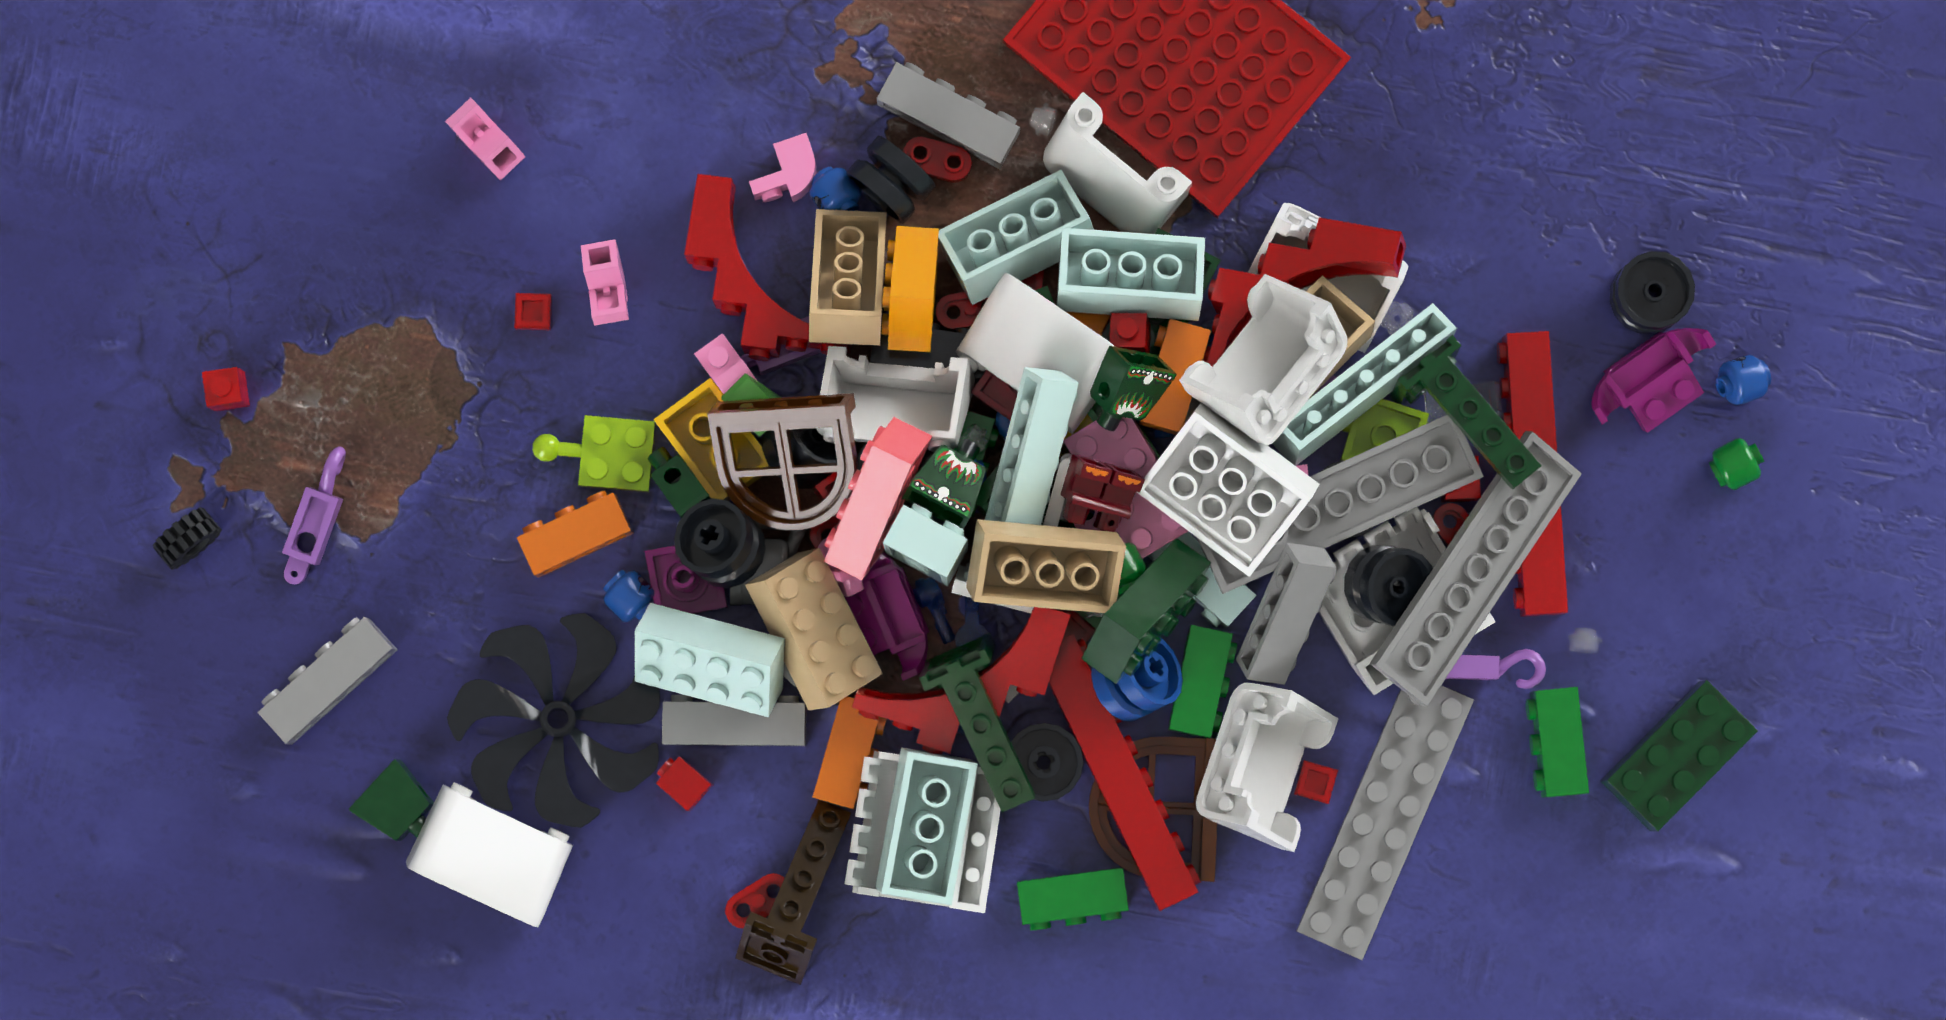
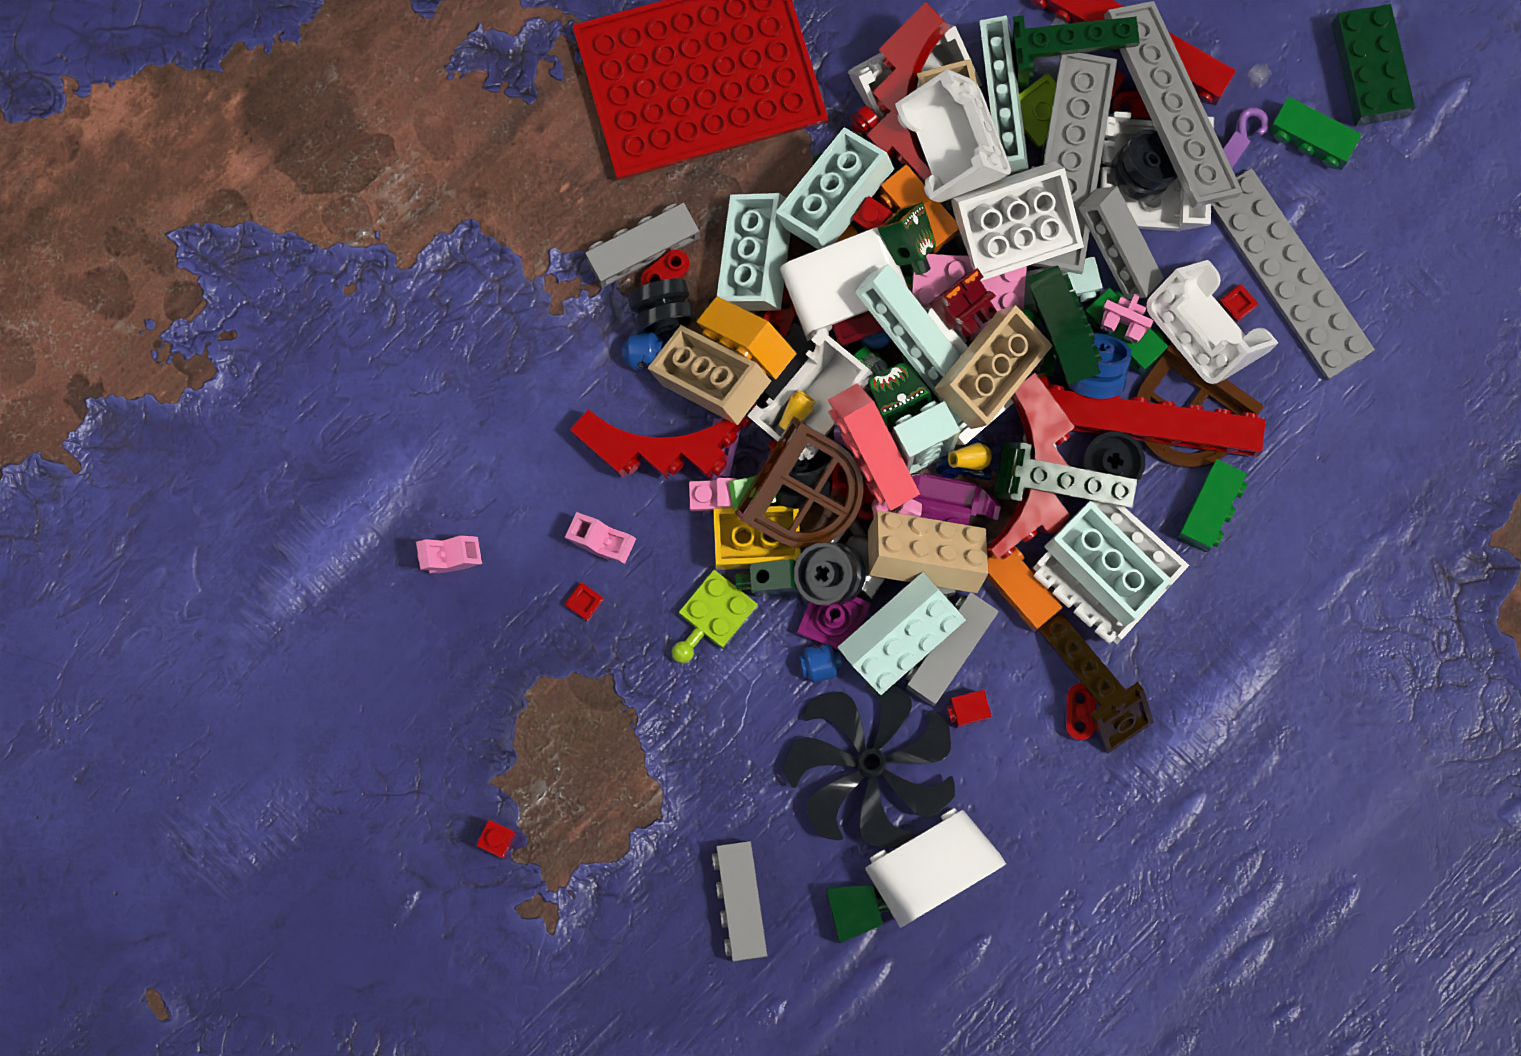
camera: 60 degrees left, 5 degrees down
(187, 538) = (581, 931): black tyre -> none
(314, 515) = (625, 837): medium lavender piece -> none
(574, 533) = (753, 671): orange brick -> none
(796, 174) = (611, 366): bright pink brick -> none
(875, 393) = (799, 405): none -> yellow cone
(950, 609) = (970, 457): none -> yellow cone
(1043, 120) = (687, 187): clear plate -> none
(1106, 180) = (756, 170): white windscreen -> none
(1203, 657) = (1116, 313): none -> bright pink hips
(1237, 255) = (864, 121): none -> red plate
(1396, 308) = (977, 48): clear plate -> none

